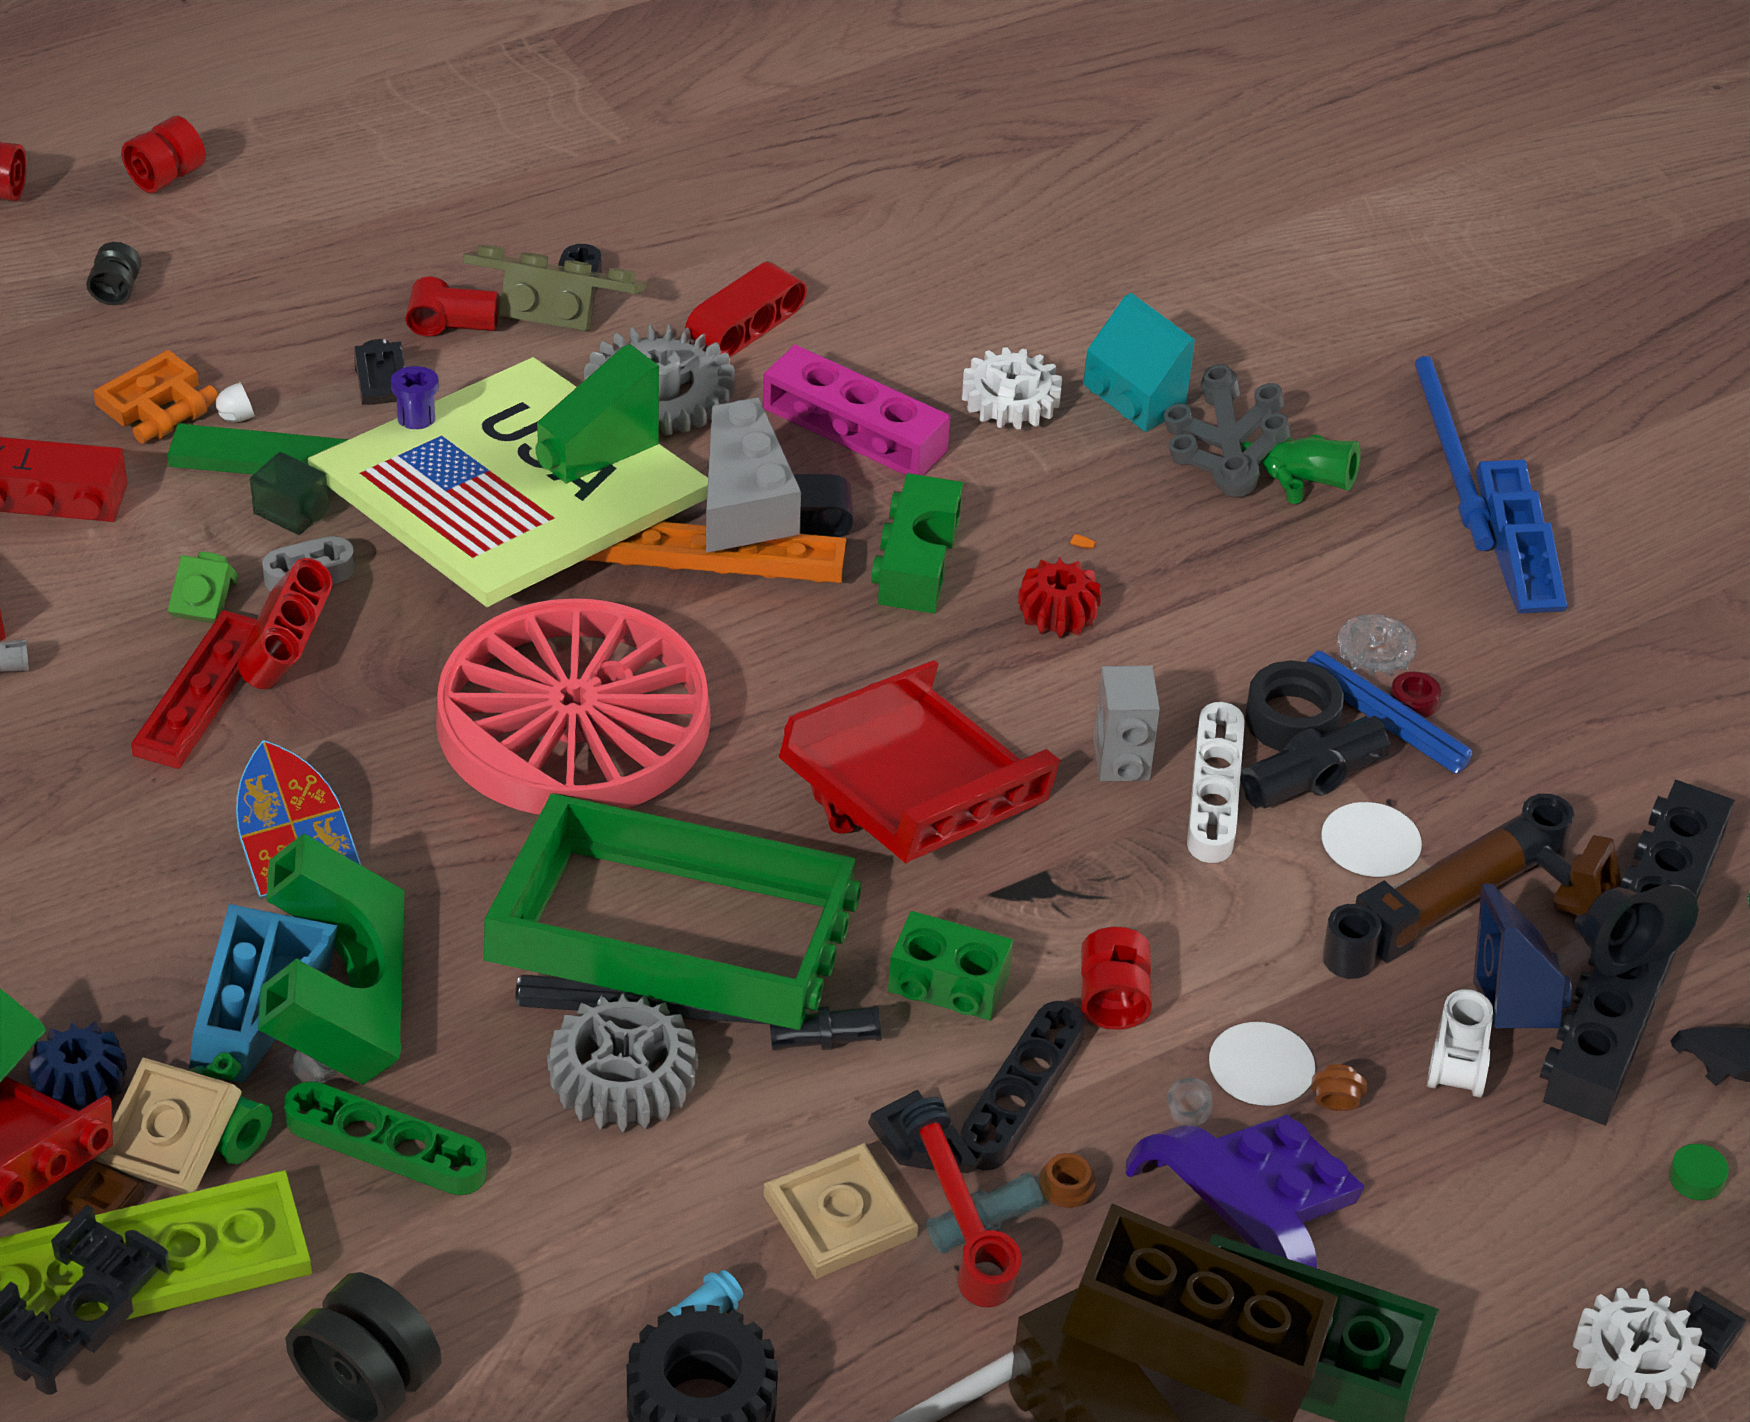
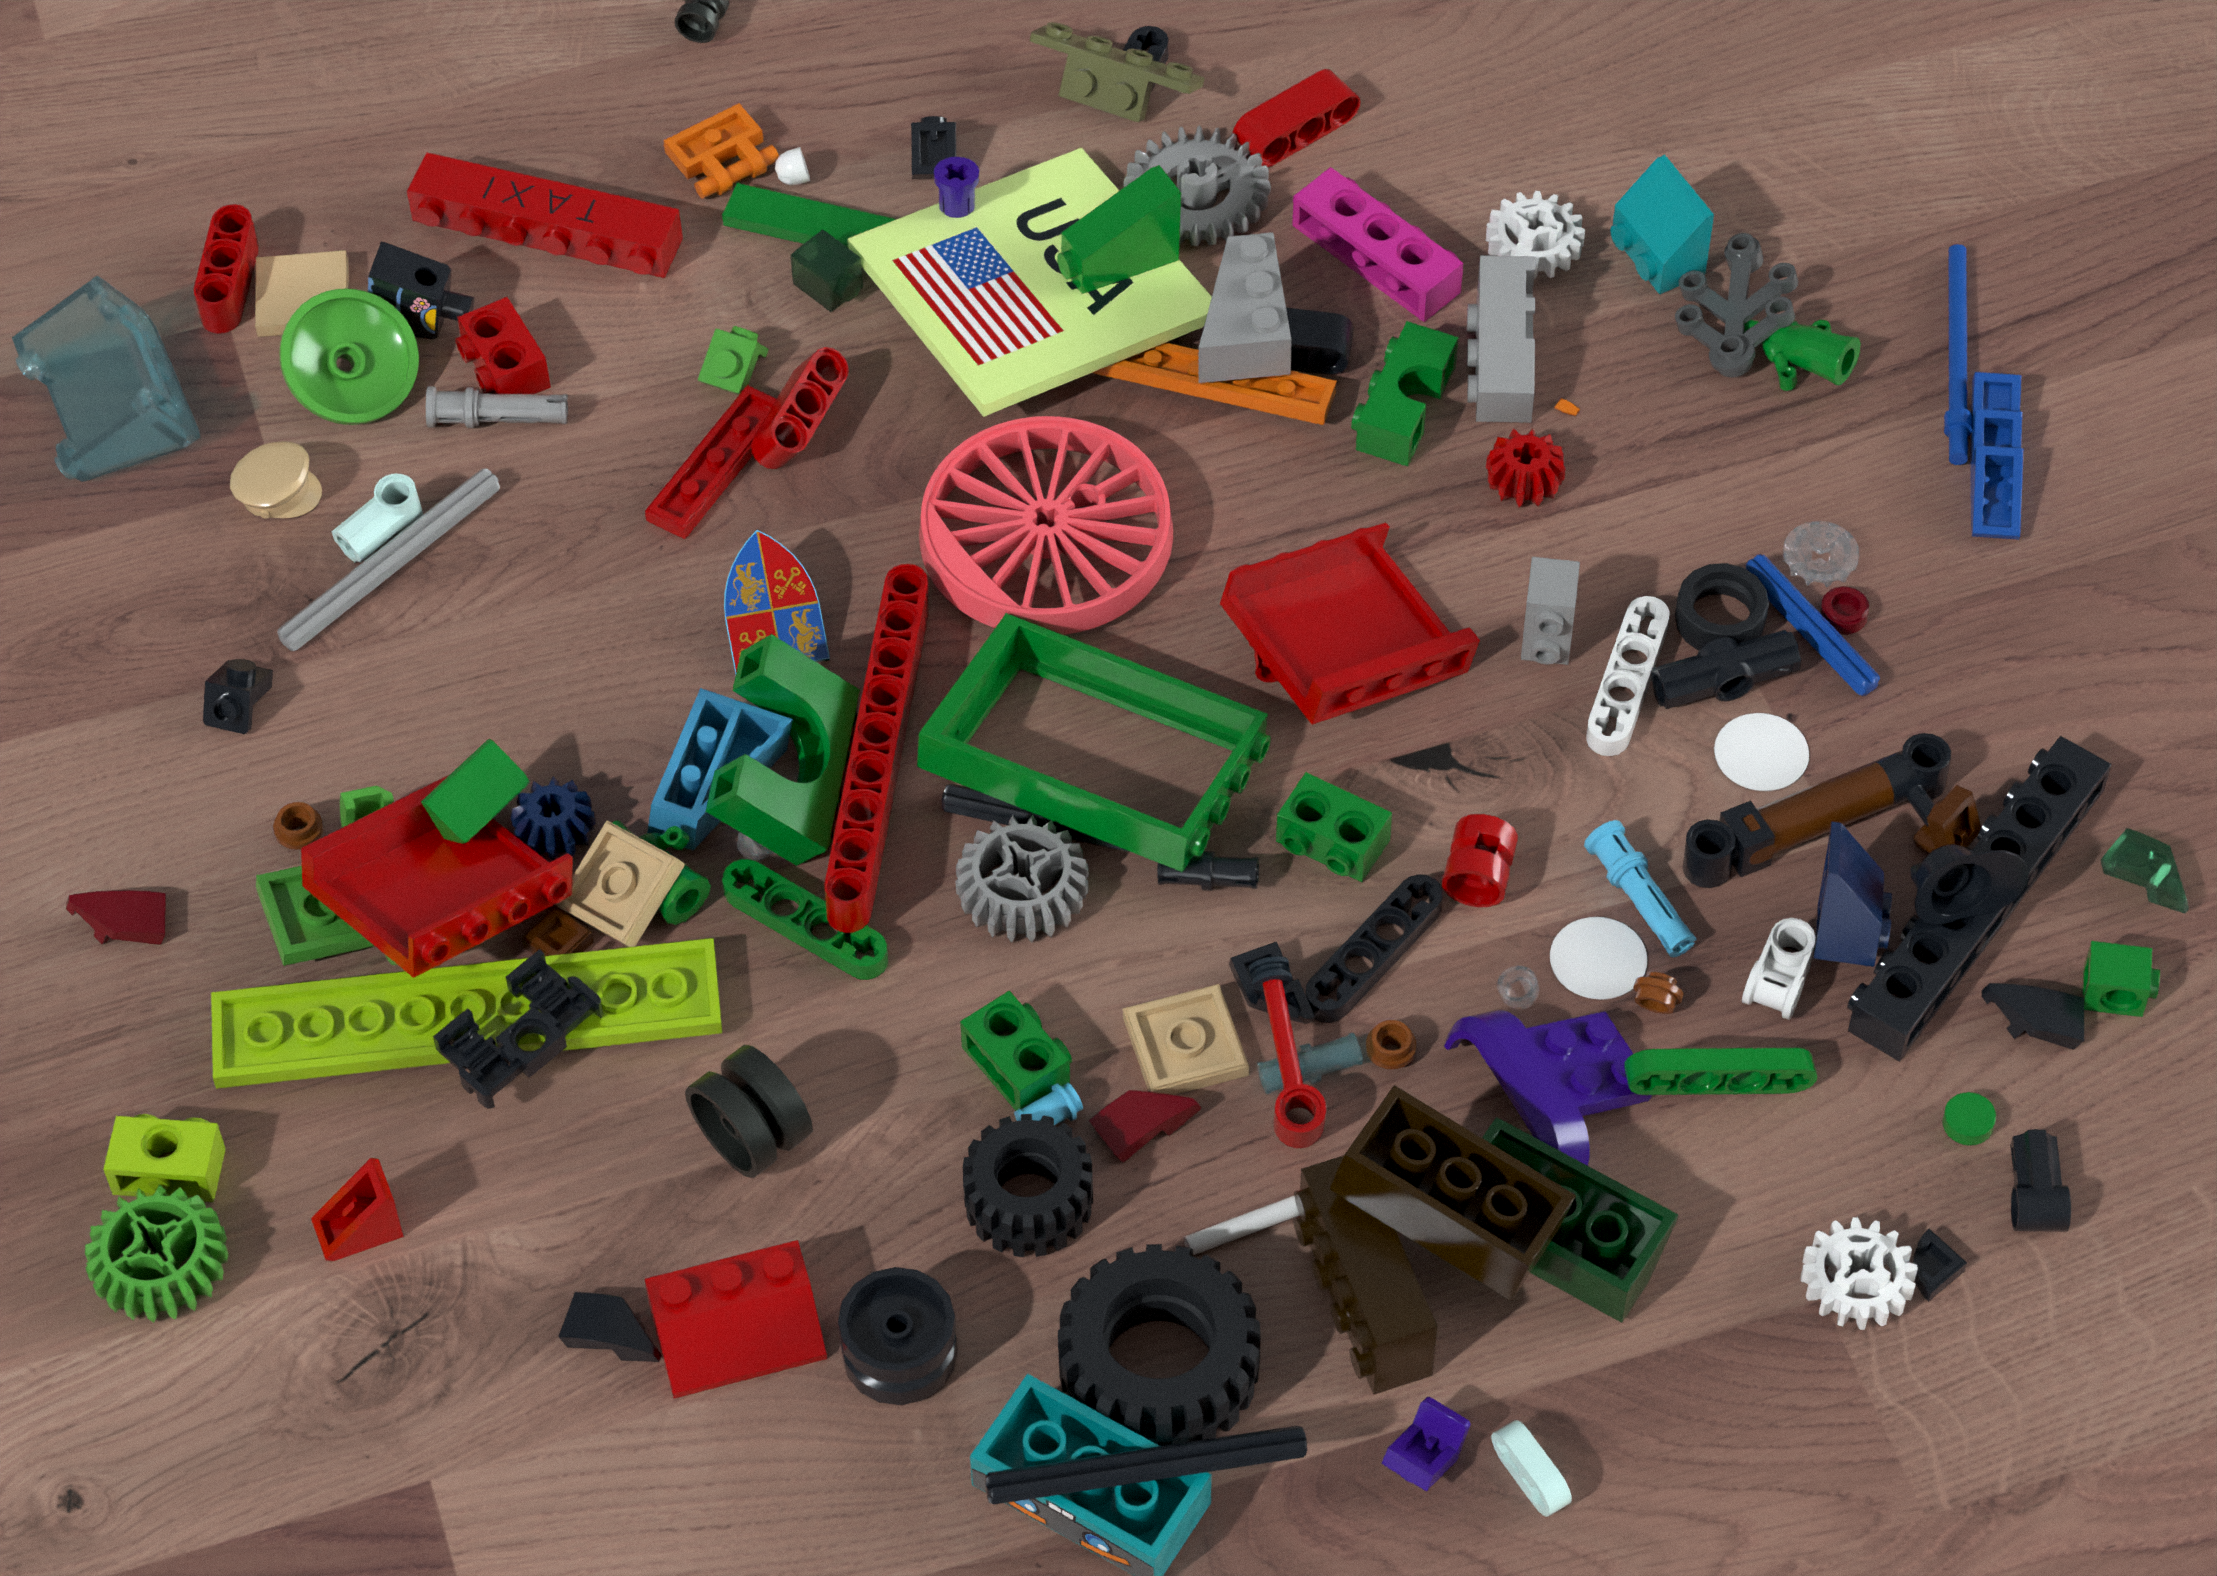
camera: 15 degrees right, 10 degrees up
(319, 549) = (839, 338): light grey beam -> none
(435, 953) = (877, 749): none -> red beam
(438, 307) = (1001, 82): red piece -> none
(648, 1254) = (1007, 1057): none -> green brick
(809, 1297) = (1139, 1117): none -> dark red slope
(1005, 481) = (1503, 340): none -> light grey wedge
(1273, 970) = (1629, 871): none -> medium azure pin
(1431, 1156) = (1720, 1071): none -> green beam

